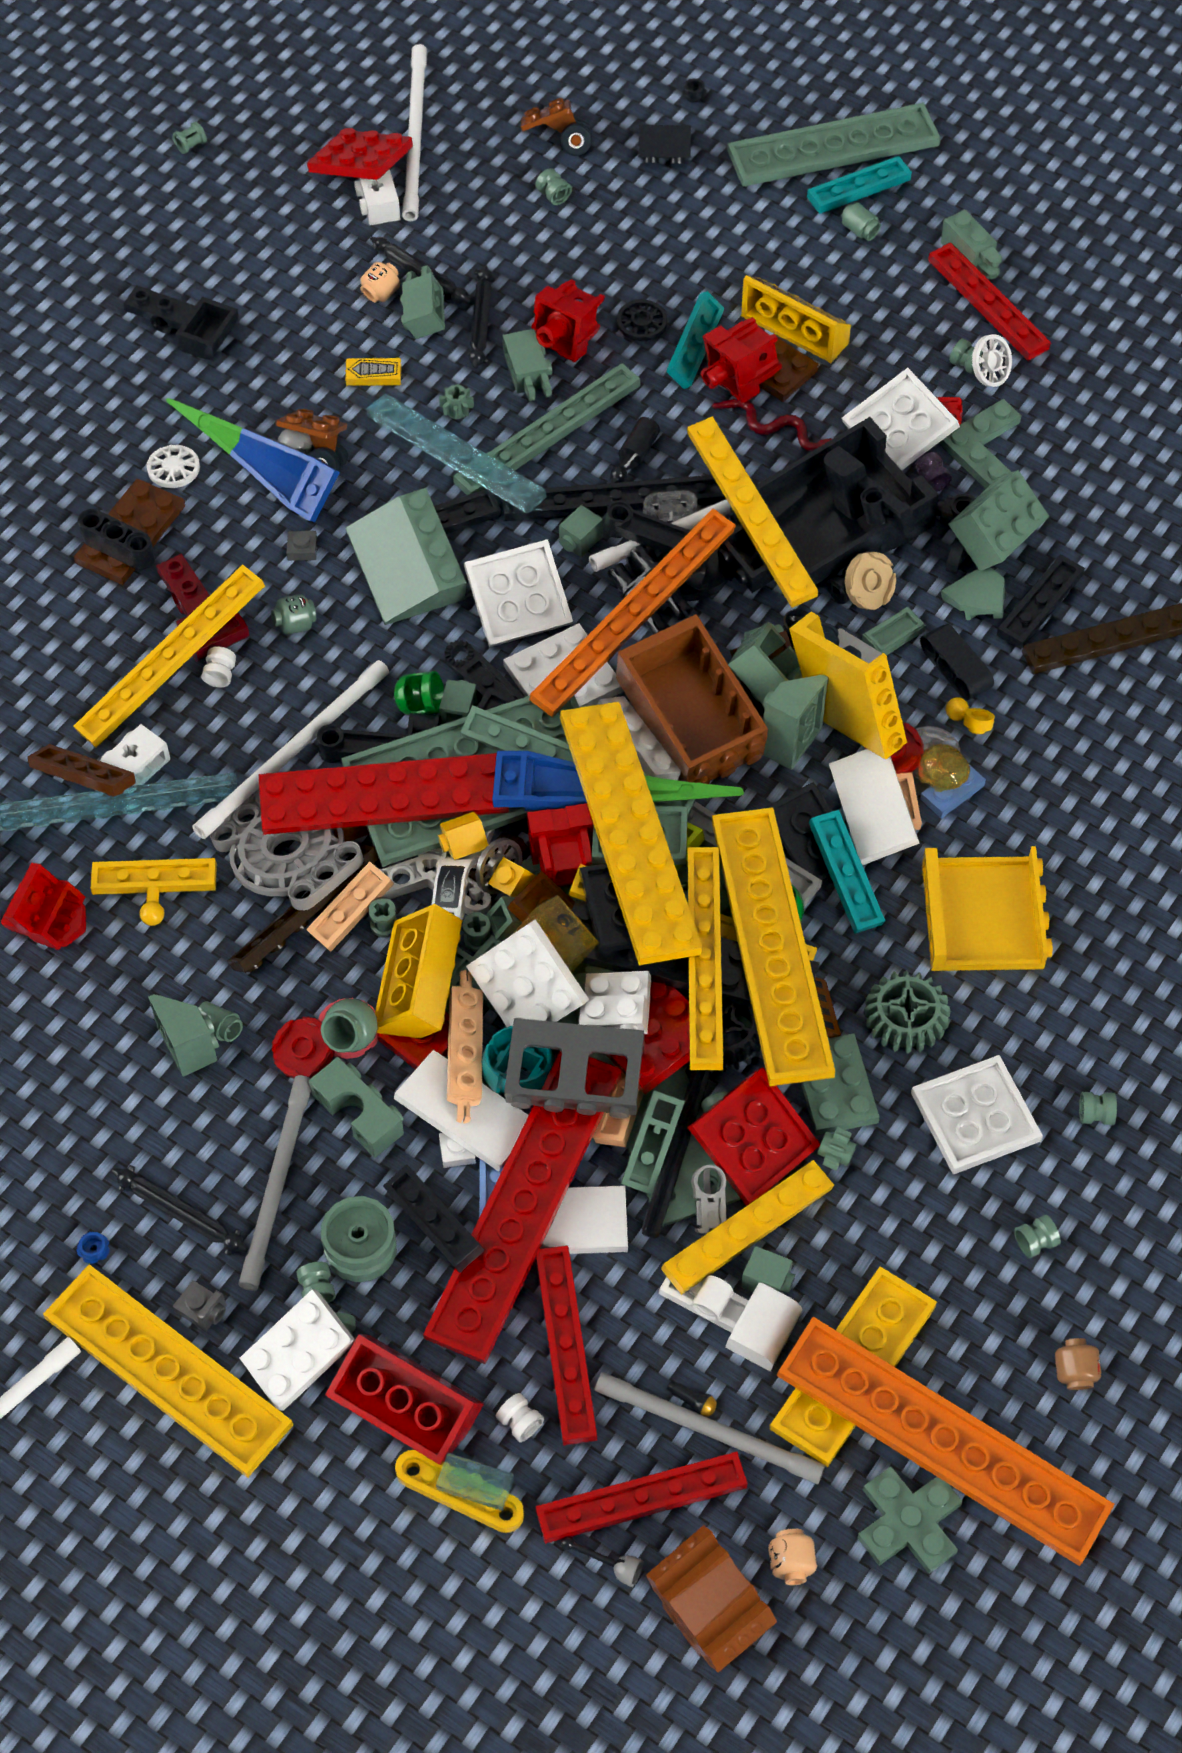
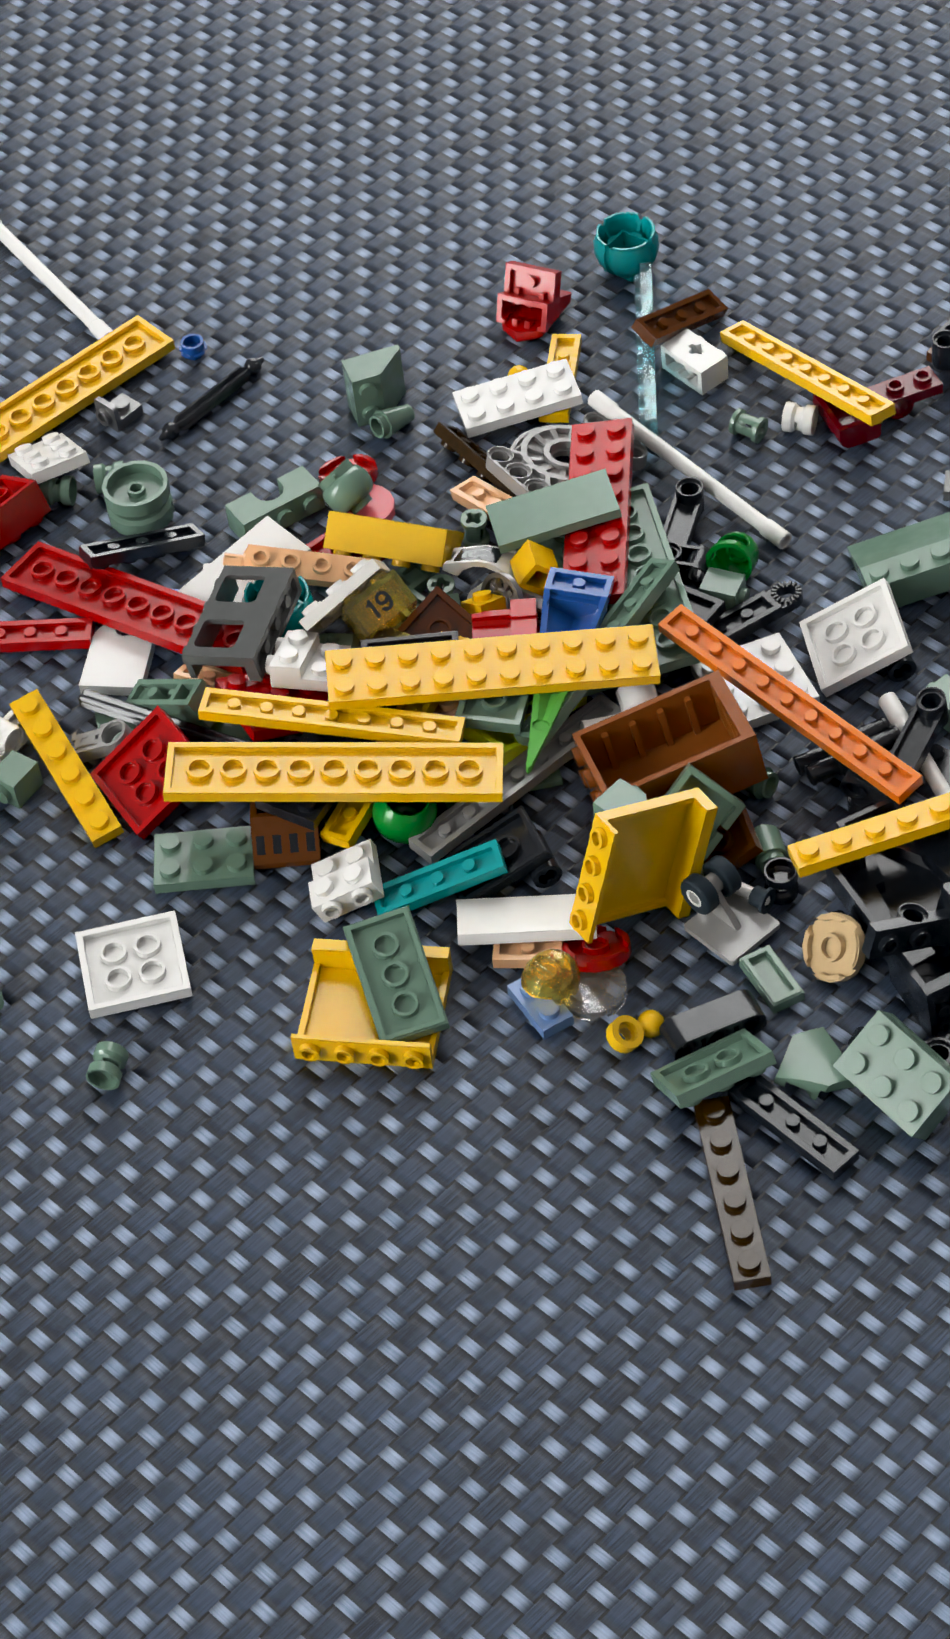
camera: 105 degrees right, 10 degrees down
(195, 903) = (517, 398): none -> white plate
(227, 708) = (738, 425): none -> sand green bush
(255, 1261) = (148, 444): light grey piece -> none
(293, 614) = (859, 472): sand green head -> none
(399, 821) = (553, 511): none -> sand green tile
(837, 1149) = (125, 842): sand green gear -> none
(854, 949) = (346, 881): none -> white plate
(922, 1003) = (264, 920): sand green gear -> none
(965, 883) = (396, 976): none -> sand green tile
(1009, 650) = (713, 1068): none -> sand green plate

